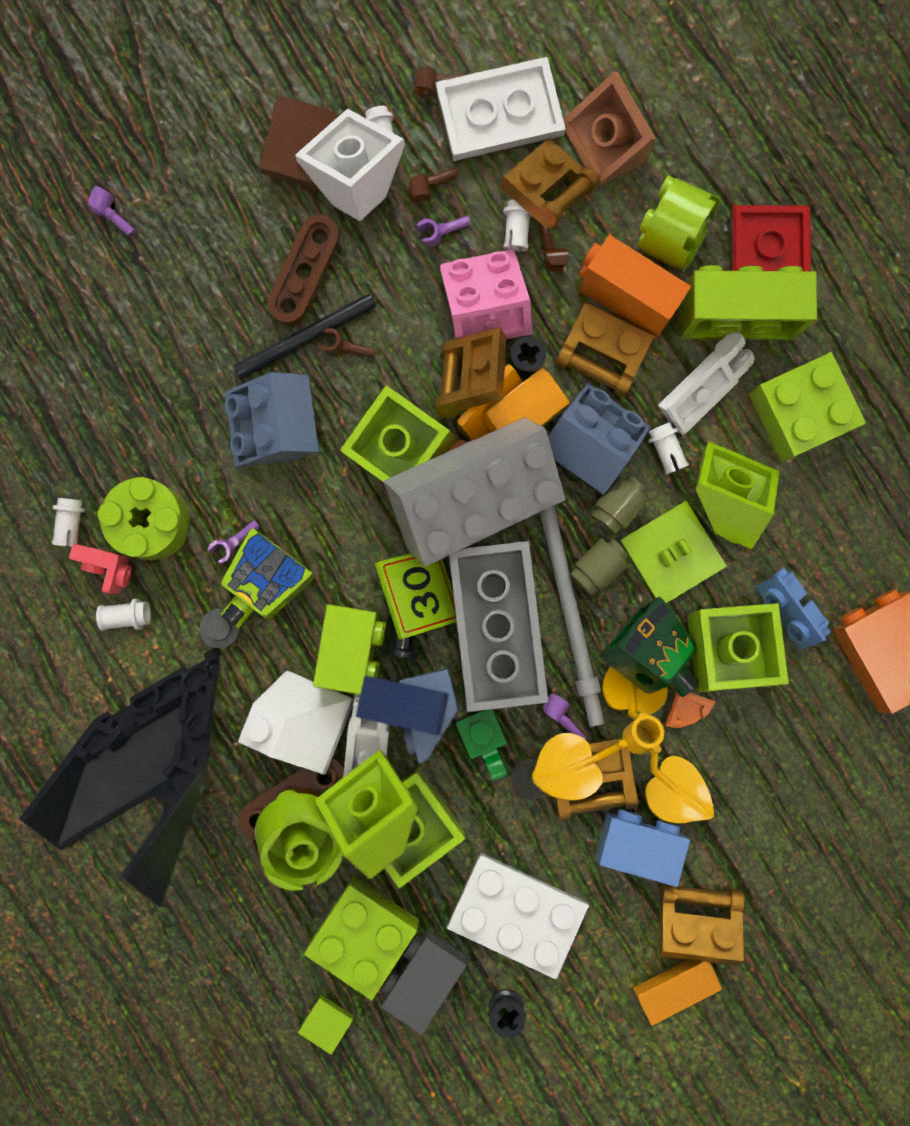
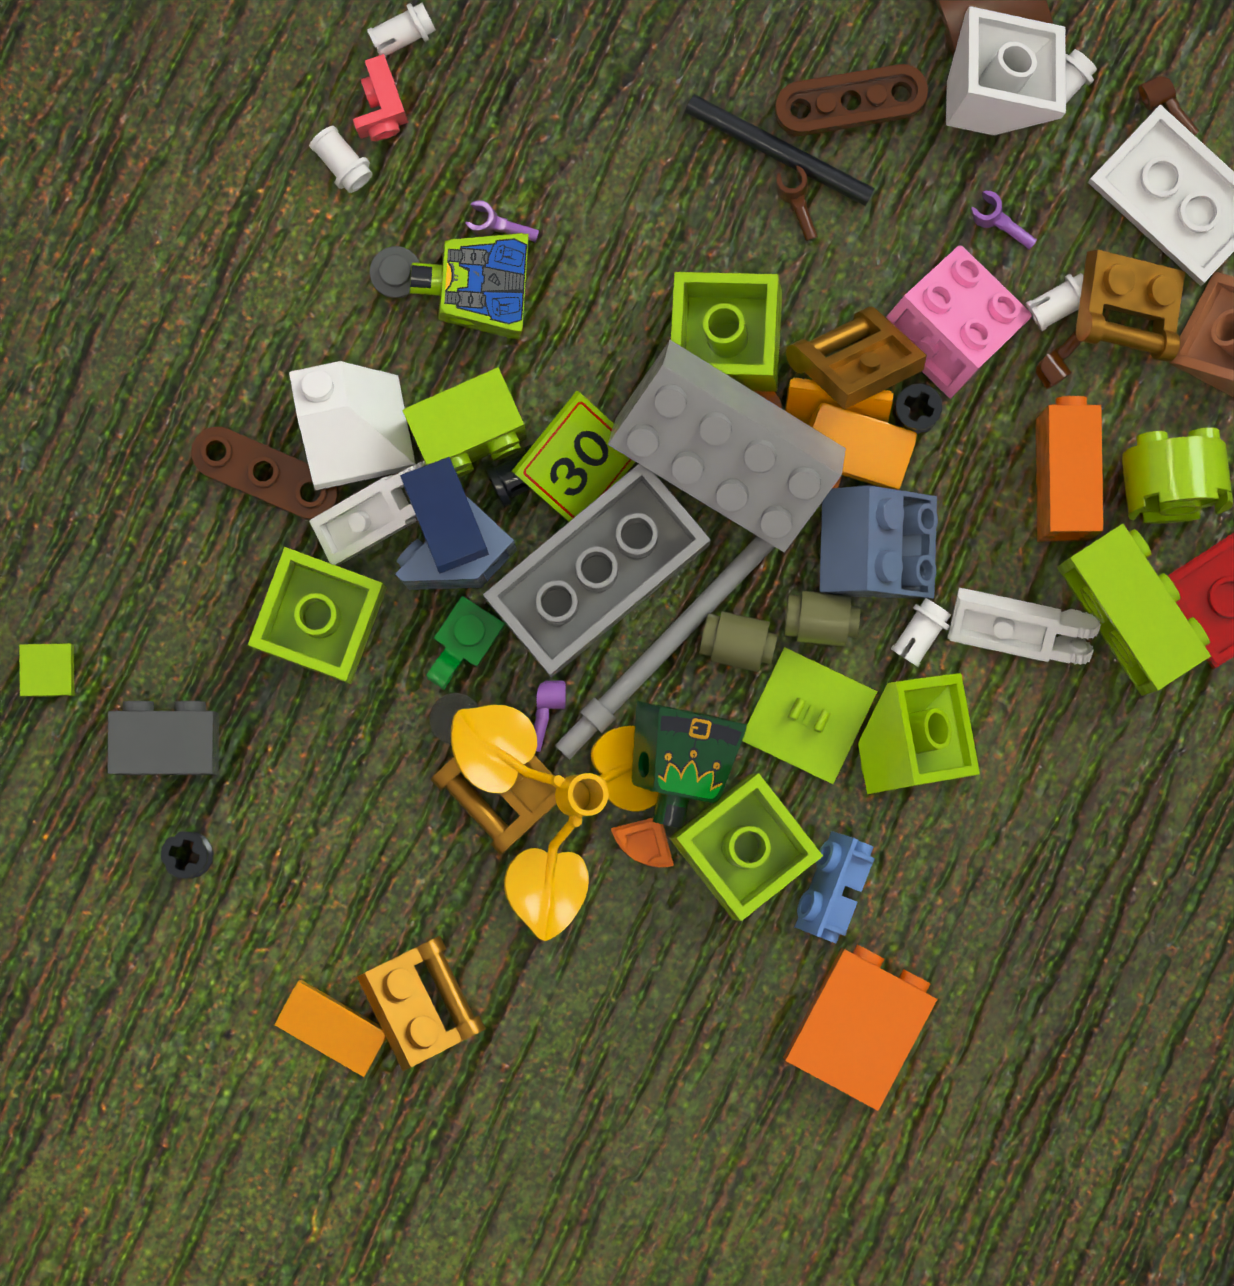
camera: 60 degrees right, 0 degrees up
(123, 512) = (446, 87): lime brick -> none
(123, 758) = (200, 273): black windscreen -> none
(271, 419) = (660, 176): sand blue slope -> none
(296, 842) = (226, 505): lime brick -> none
(362, 938) = (167, 644): lime brick -> none
(369, 814) = (307, 558): lime slope -> none
(420, 184) = (1035, 164): reddish brown hand -> none
(517, 915) = (297, 801): white plate -> none
(610, 339) = (1001, 486): pearl gold plate -> none
(642, 848) = (460, 885): medium blue brick -> none
(806, 407) = (1067, 754): lime brick -> none

